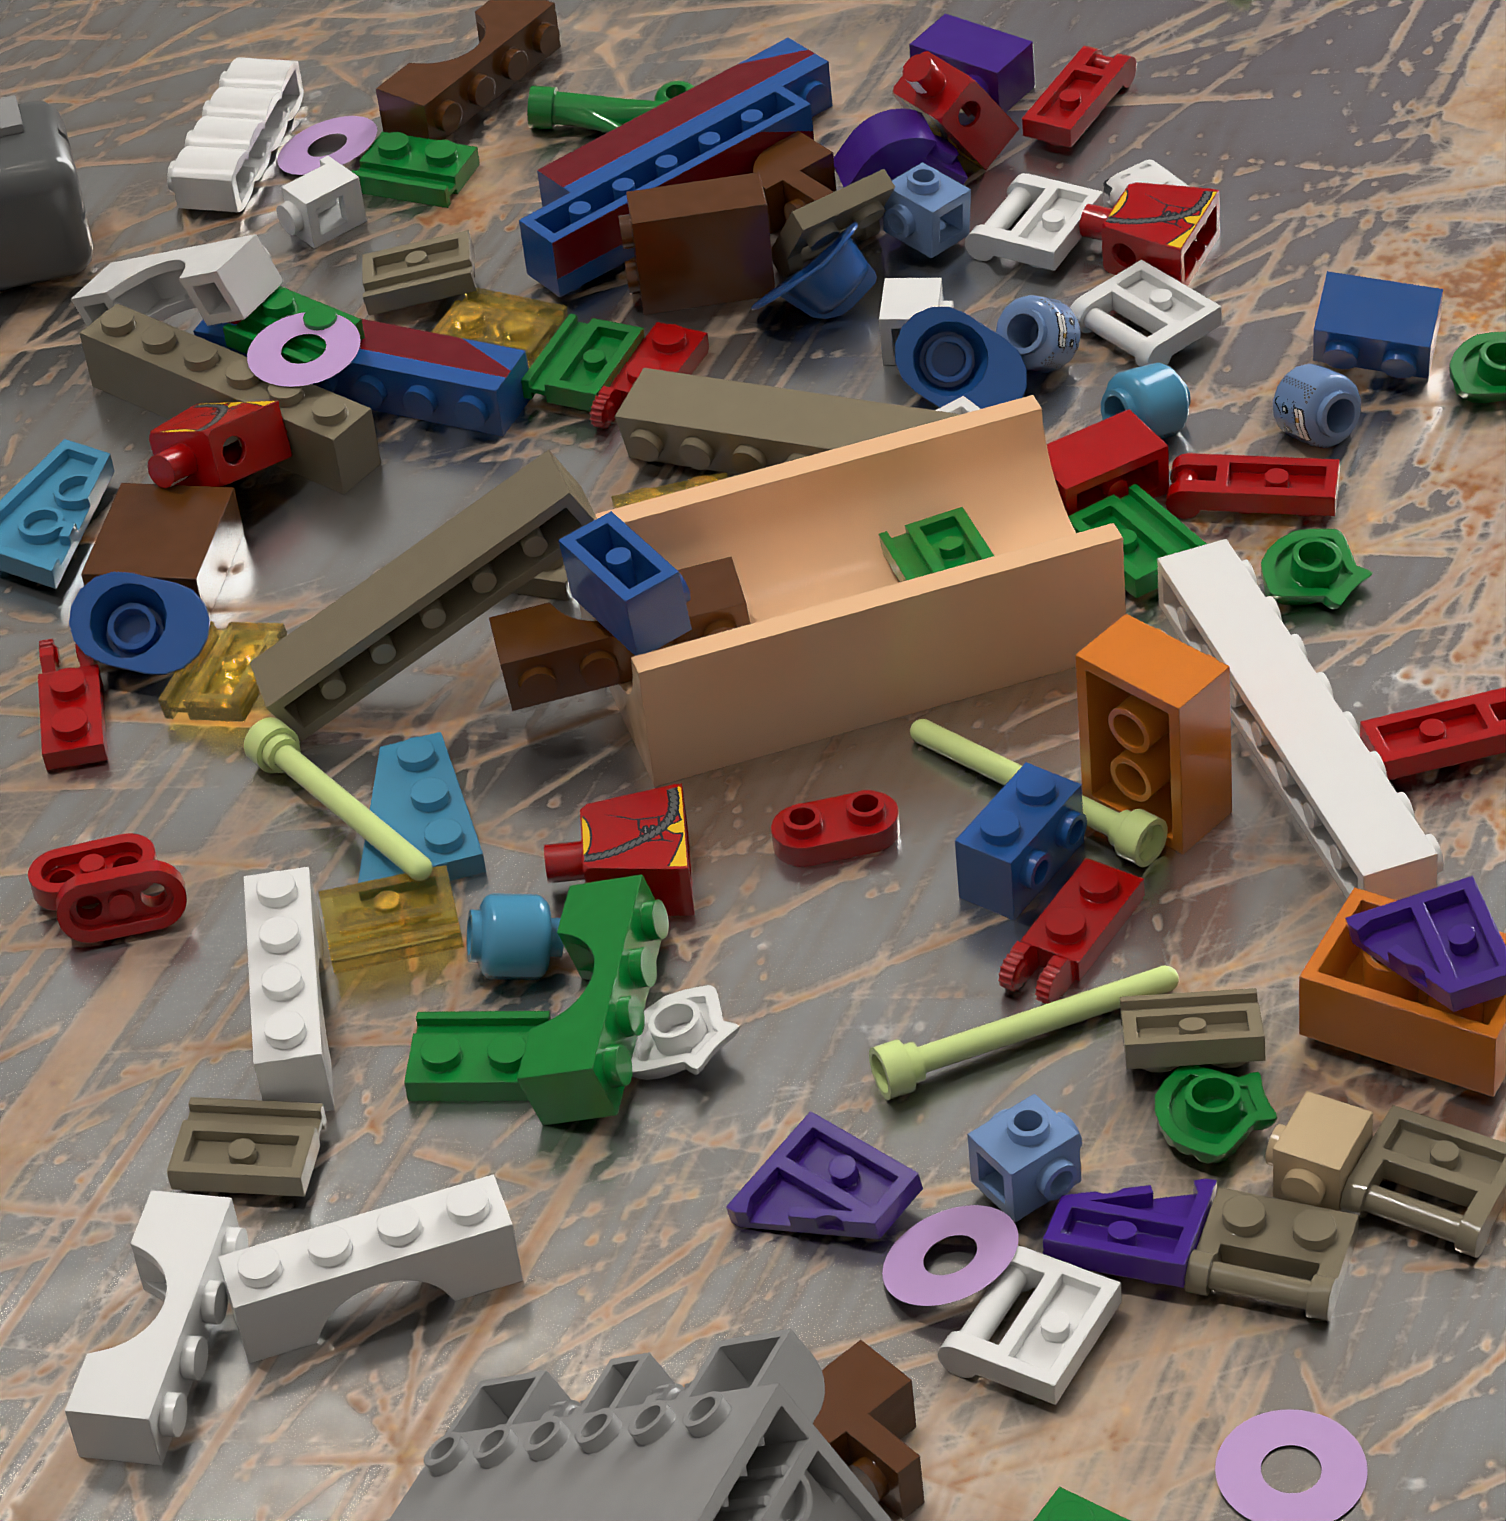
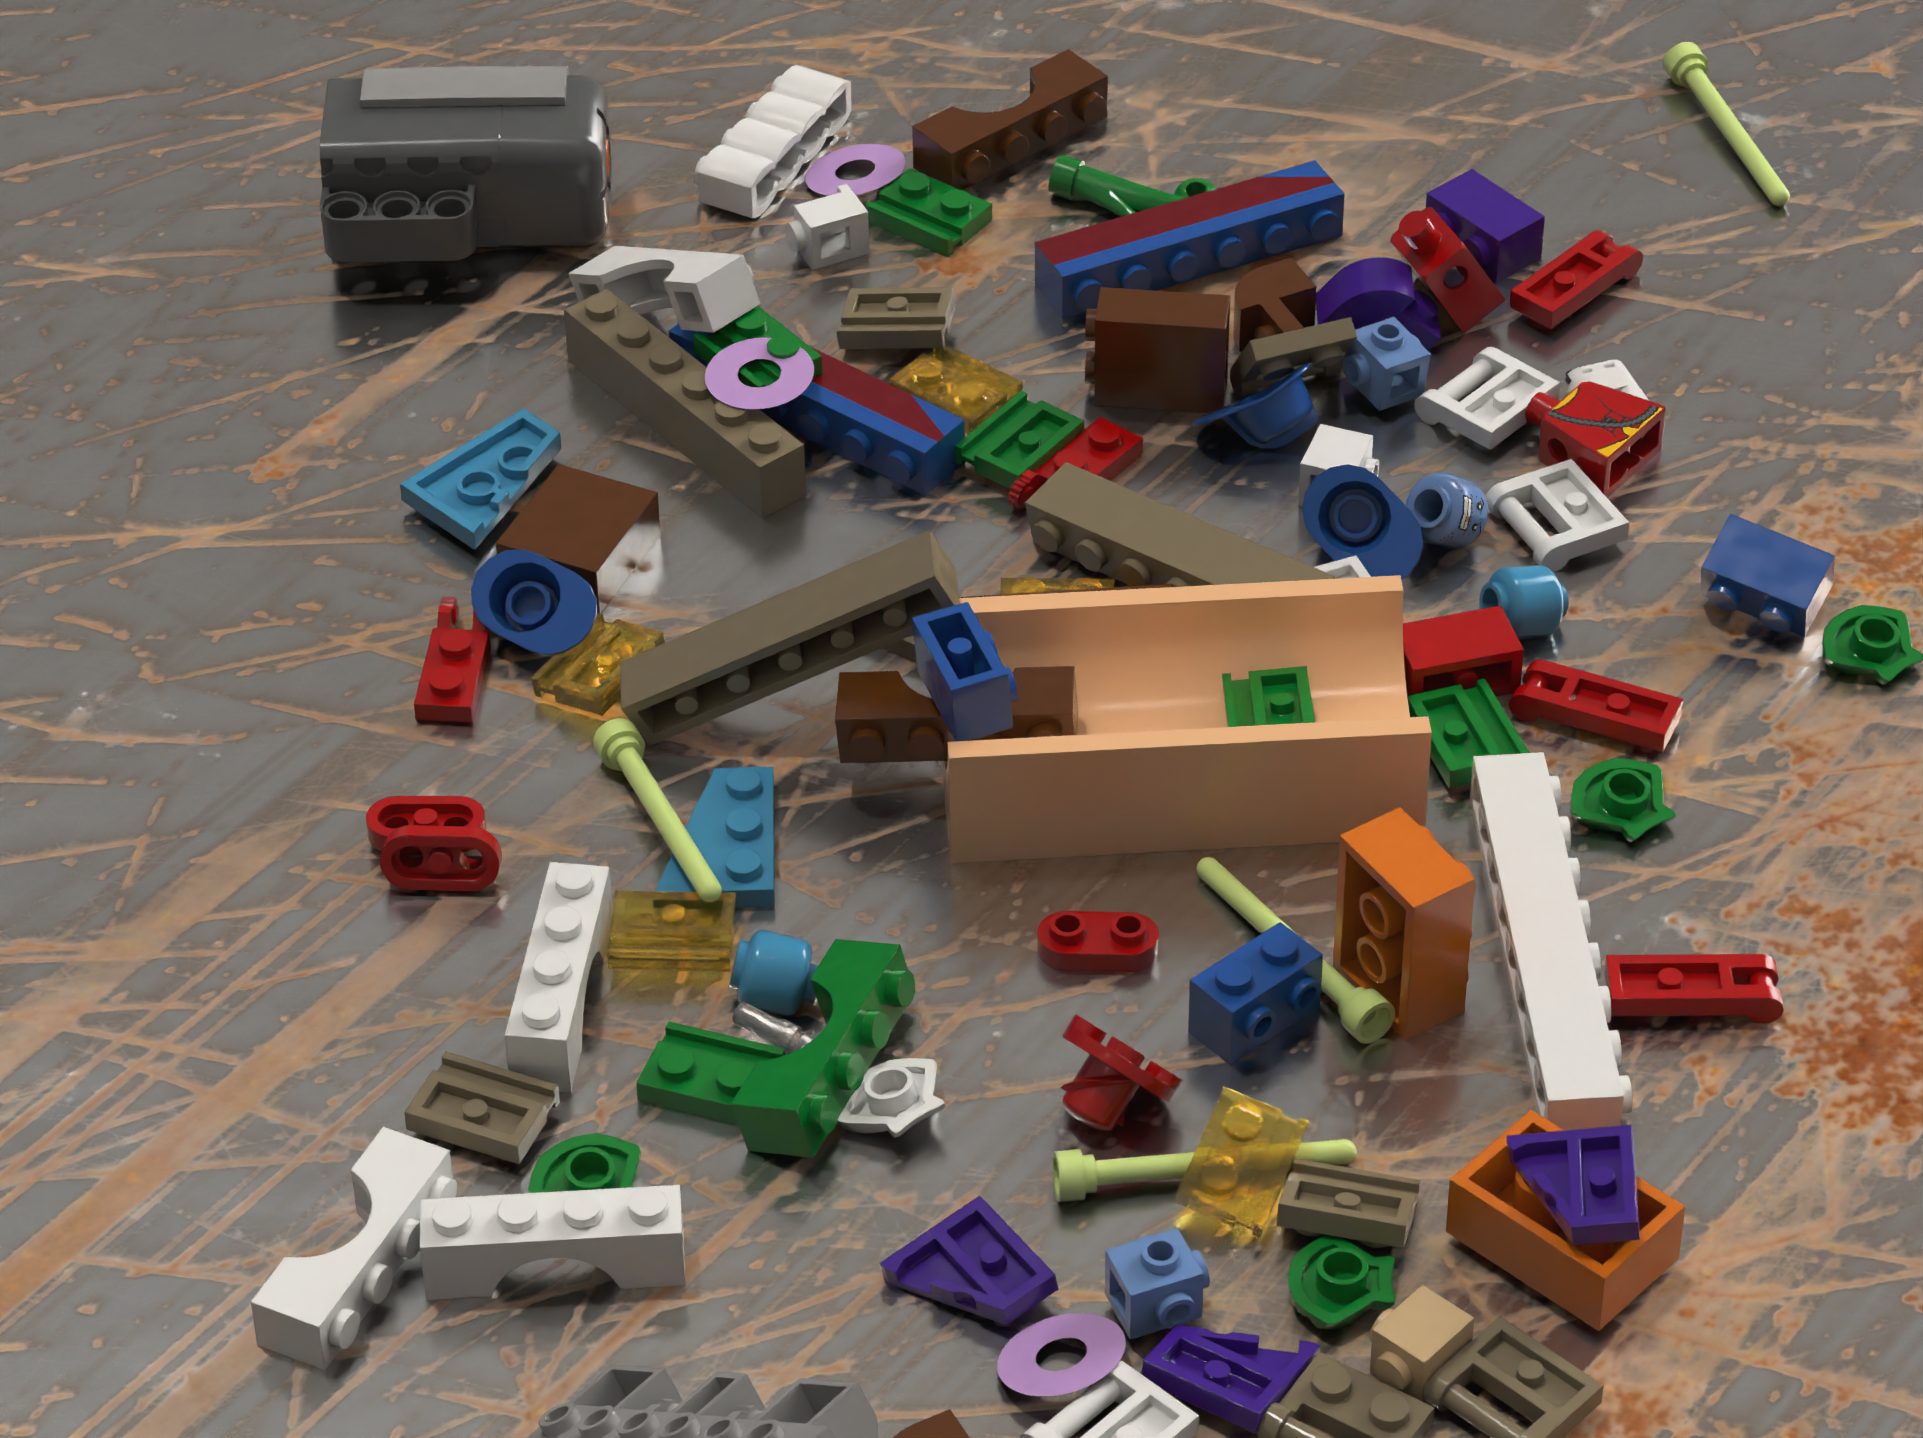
camera: 10 degrees right, 0 degrees up
(191, 444) = (632, 451): red torso -> none
(378, 1179) = (586, 1164): none -> green animal
(529, 995) = (775, 1031): none -> clear piece
(581, 231) = (1048, 314): blue brick -> none
(632, 837) = (910, 908): red torso -> none
(903, 958) = (1109, 1078): none -> red plate
(1068, 1013) = (1241, 1162): none -> clear yellow plate
(1073, 930) = (1289, 1075): red hinge -> none
(1316, 405) = (1682, 641): medium blue head -> none

